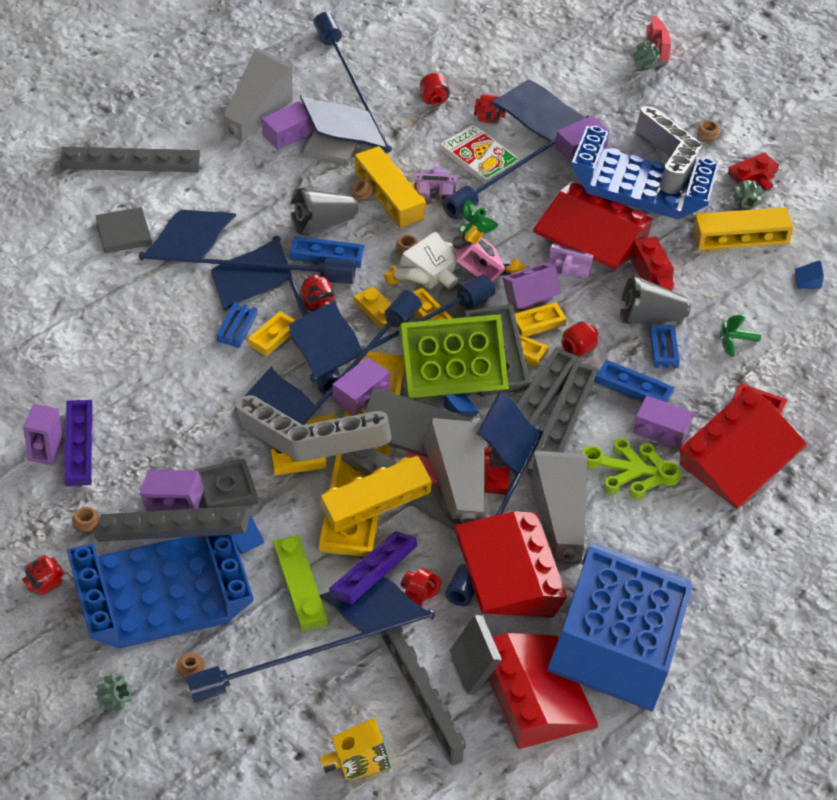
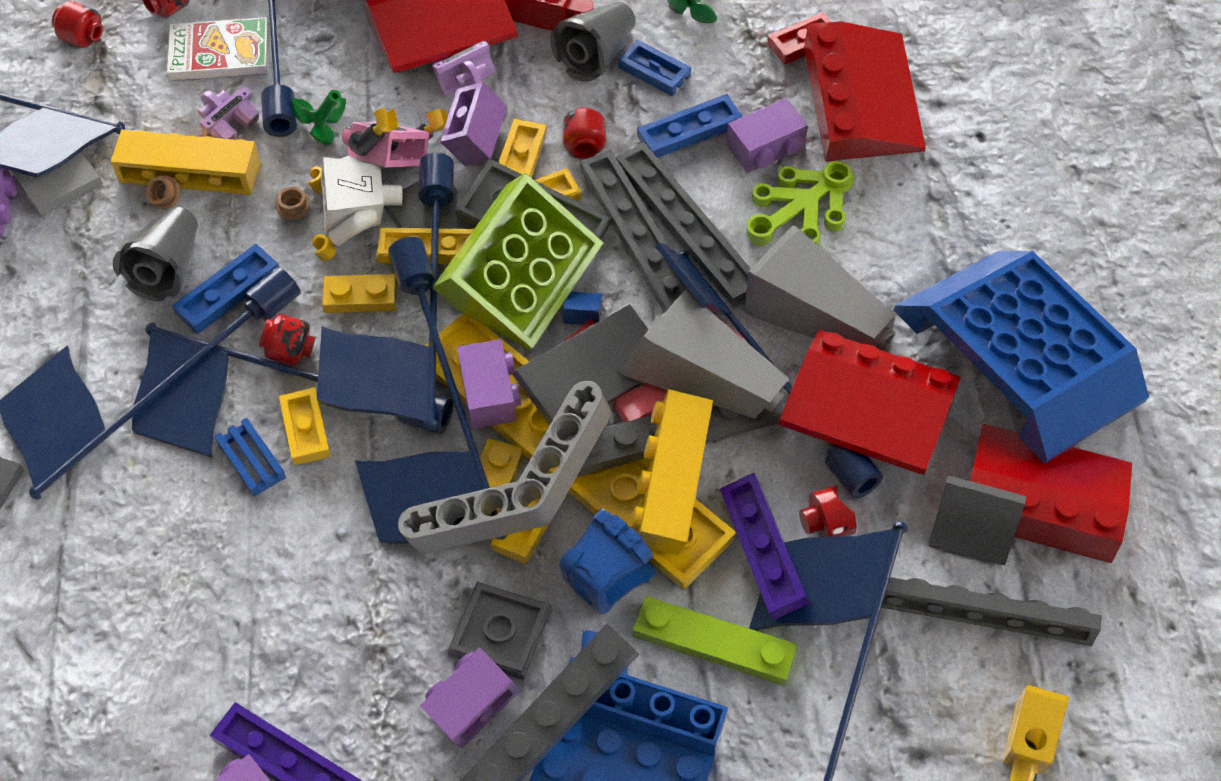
camera: 50 degrees left, 10 degrees up
(298, 502) = (607, 562): none -> blue piece

